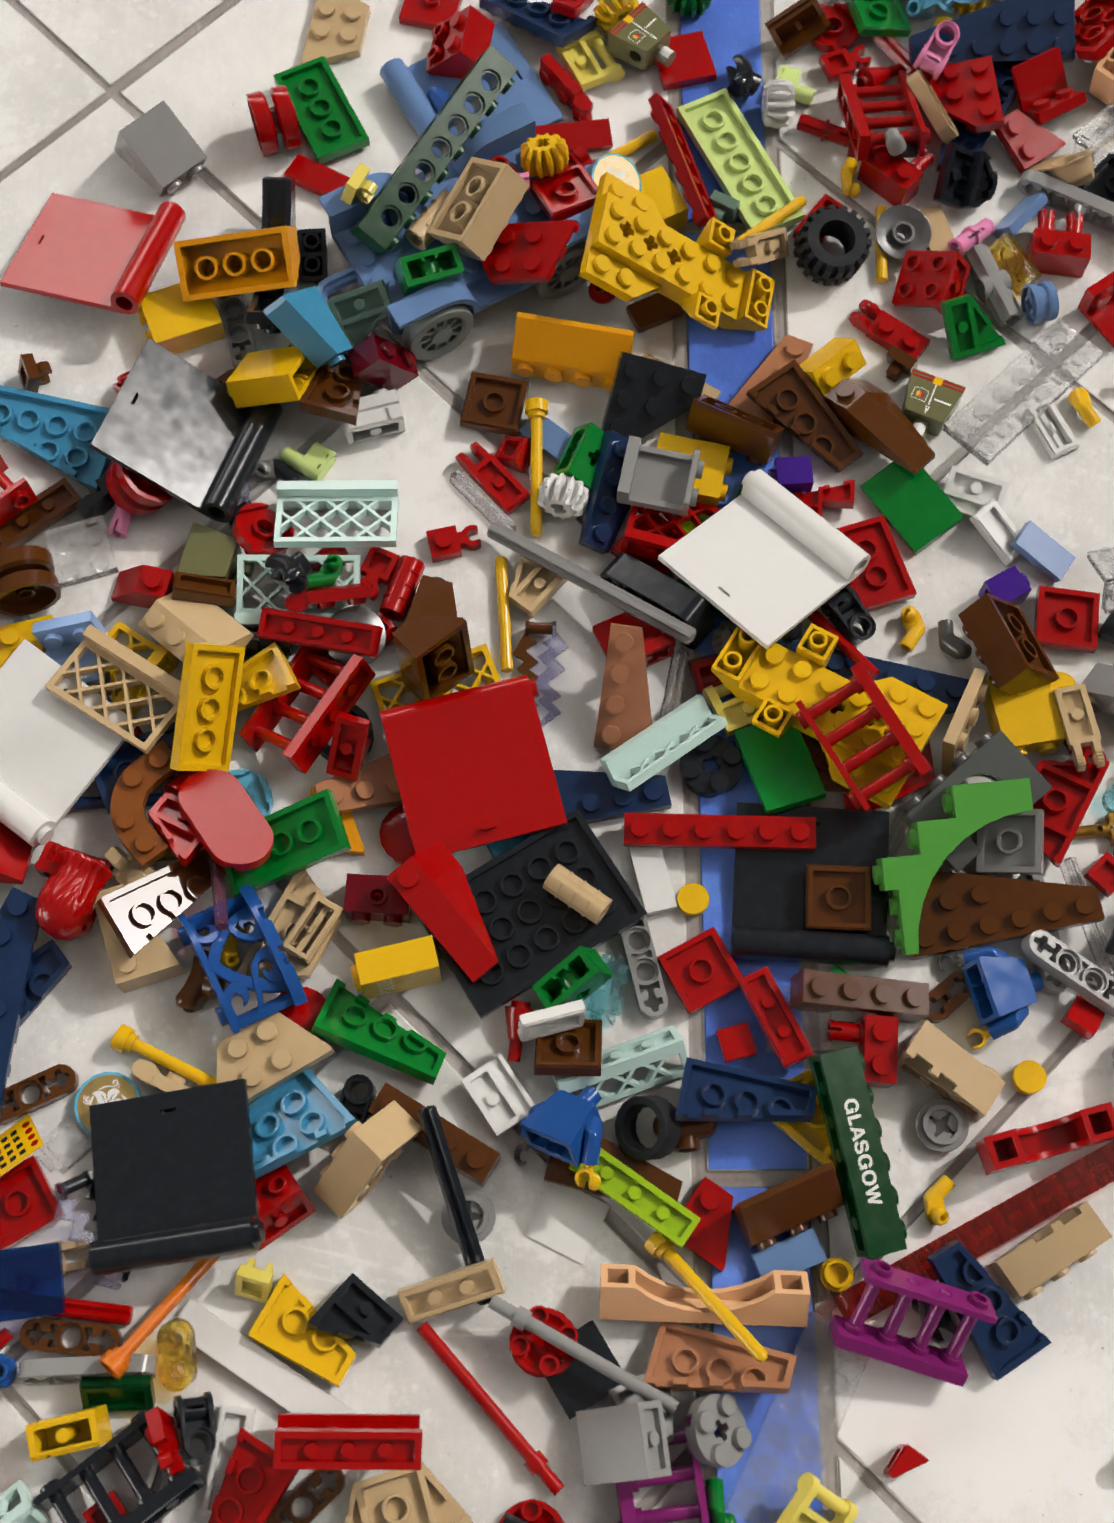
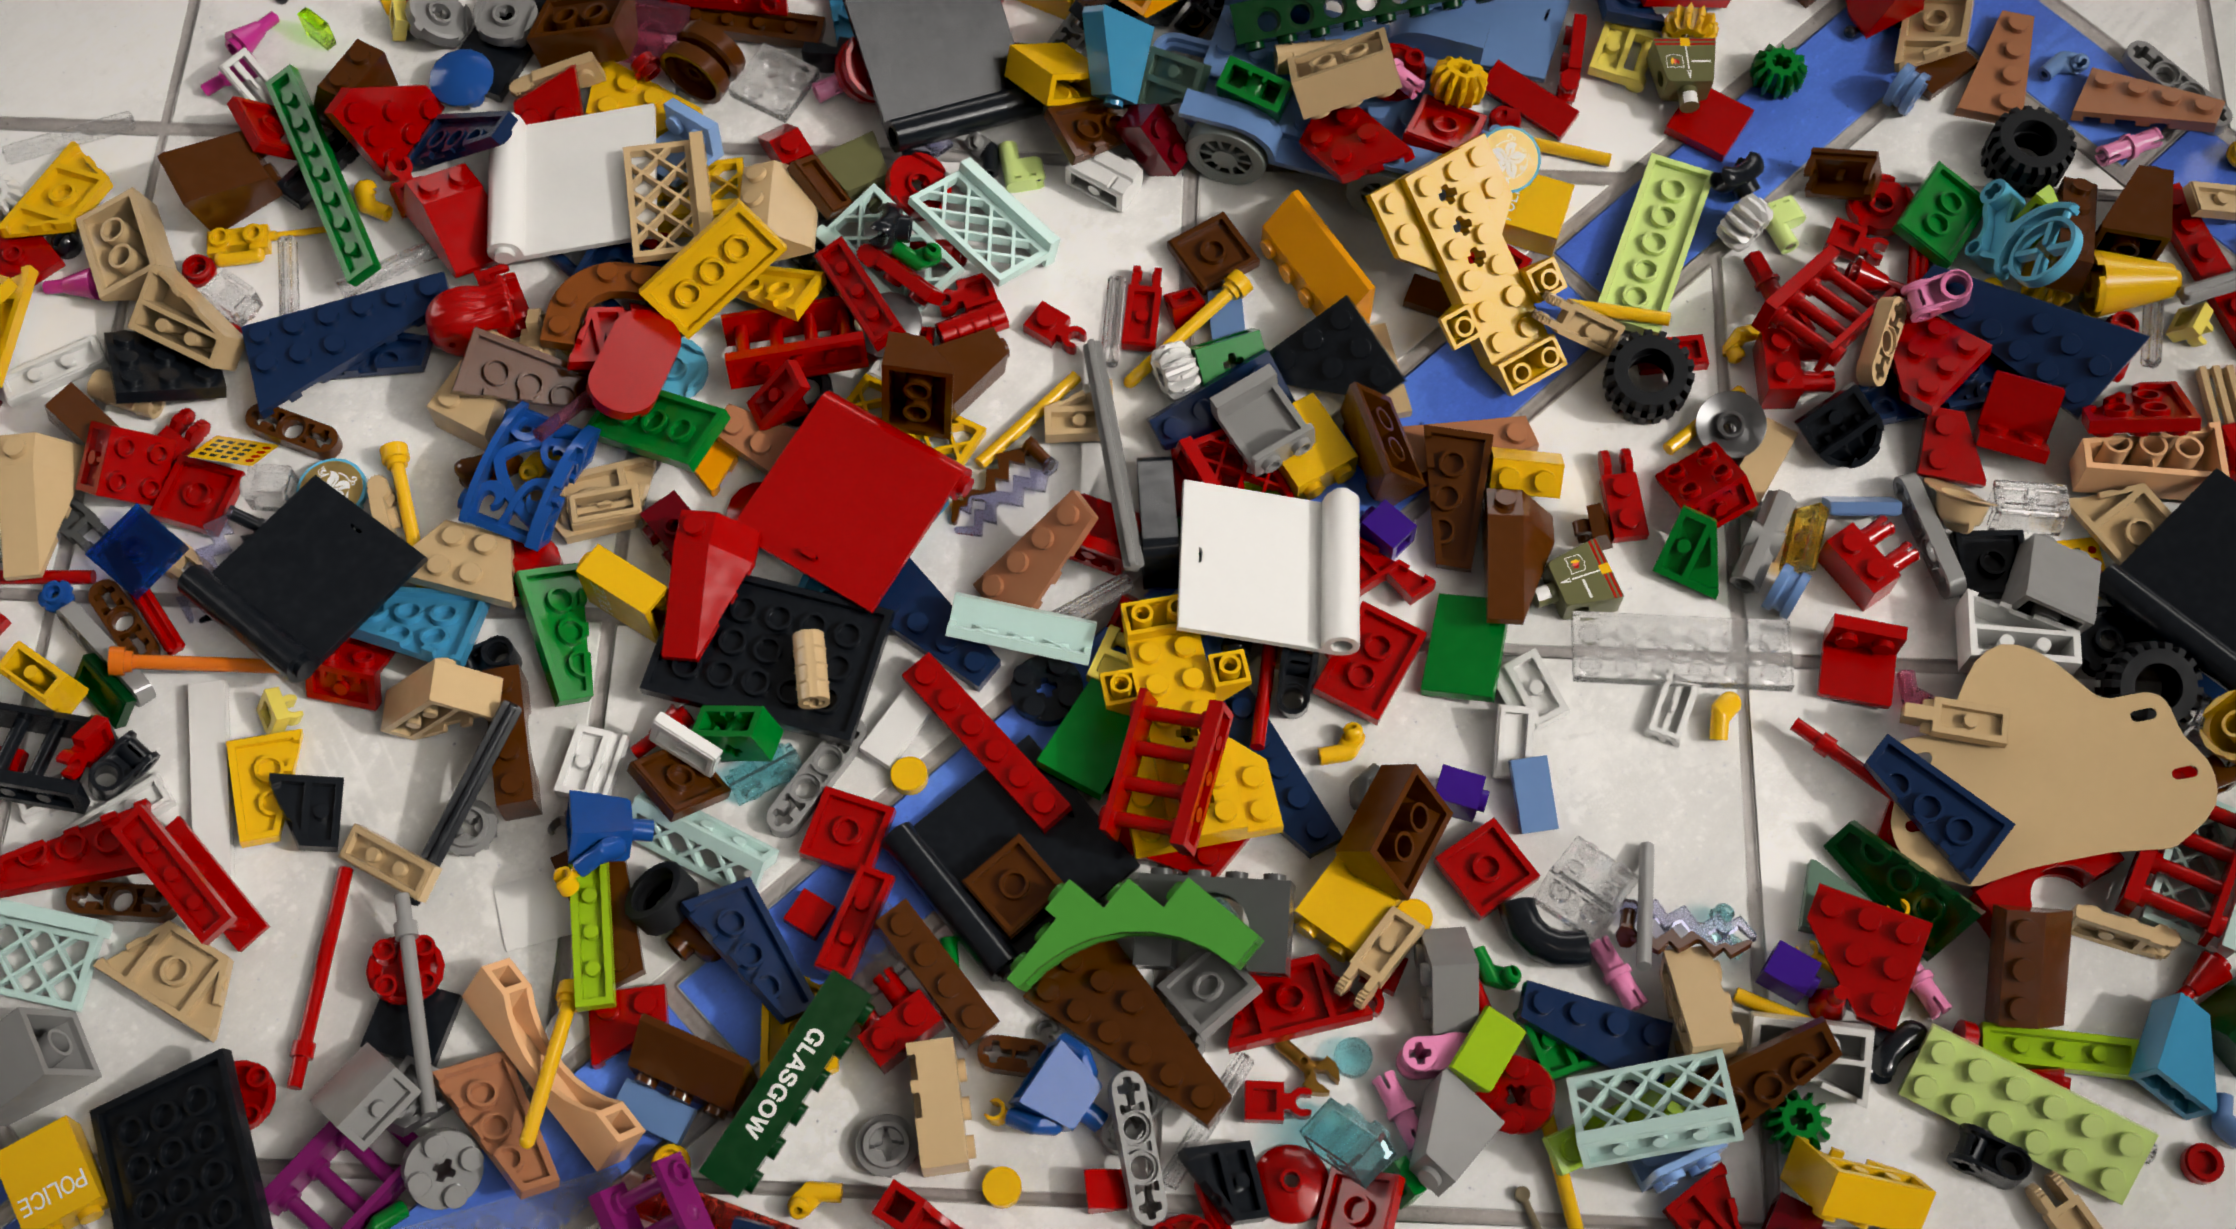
camera: 50 degrees right, 5 degrees down
(176, 1352) = (168, 705): clear yellow plate -> none
(682, 159) = (1599, 198): red plate -> none
(725, 207) = (1590, 268): sand green tile -> none
(897, 146) = (1797, 343): light grey arm -> none
(964, 718) = (1287, 850): tan wing -> none
(979, 231) = (1790, 482): bright pink pin -> none

